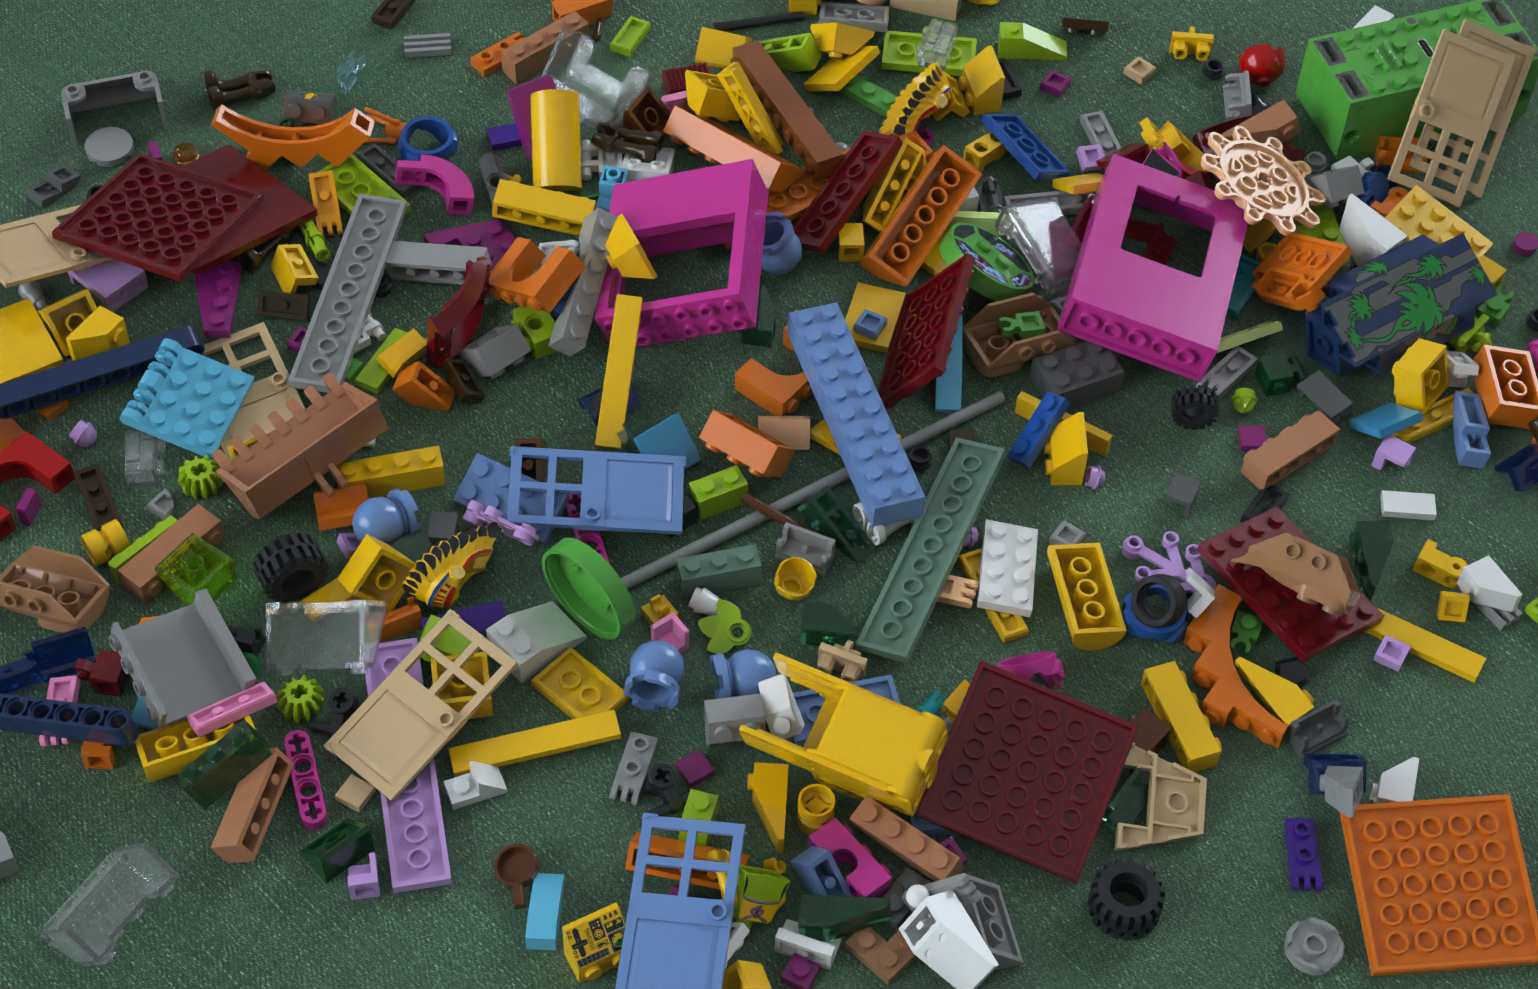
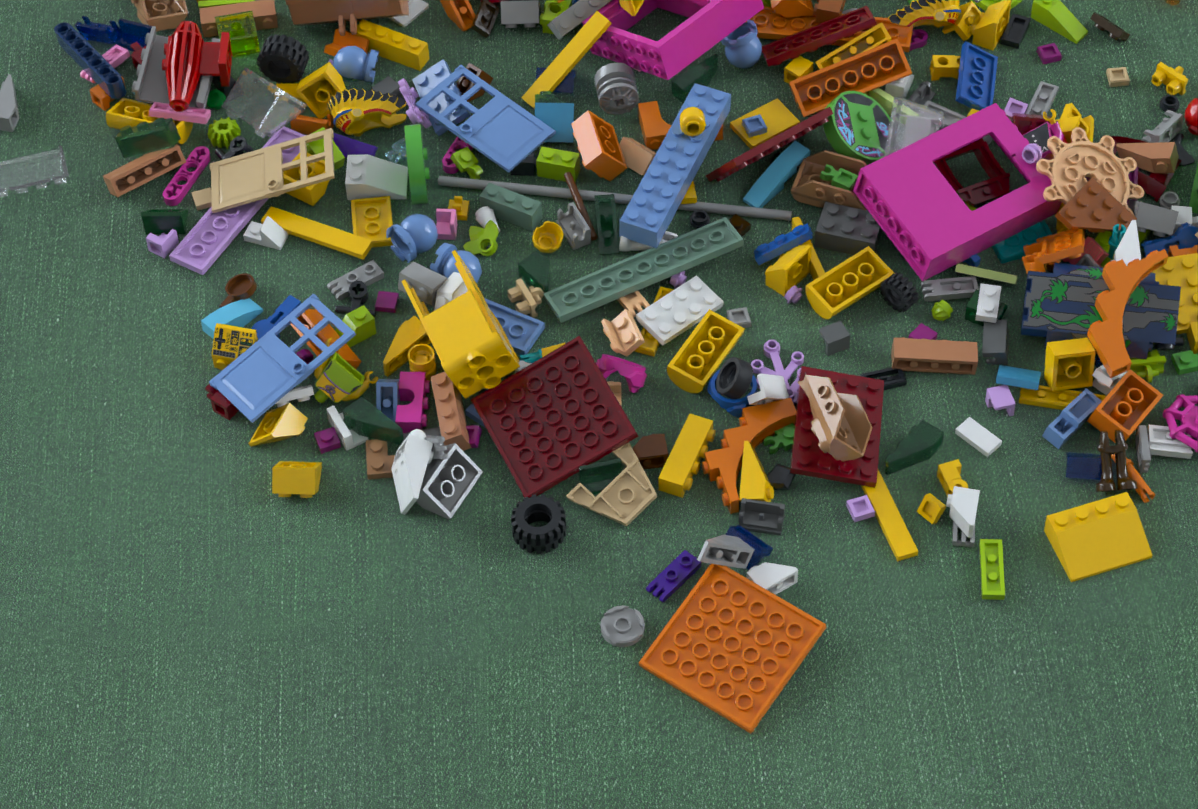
camera: 45 degrees right, 0 degrees up
(196, 636) = (189, 58): none -> red piece
(529, 583) = (398, 151): none -> clear light blue plate
(600, 890) = (281, 312): none -> blue piece
(617, 553) = (466, 161): none -> lime plate
(695, 370) = (616, 88): none -> light grey wheel
(843, 353) = (692, 121): none -> yellow head
(982, 630) = (623, 333): none -> light nougat bracket
(1140, 431) = (847, 283): none -> yellow brick
(1198, 184) = (1032, 153): none -> lavender plate
(1288, 363) = (988, 303): none -> white plate
(1299, 207) = (1094, 210): none -> dark orange plate
(1337, 226) = (1115, 239): none -> teal pin
(1429, 291) = (1122, 281): none -> orange arch

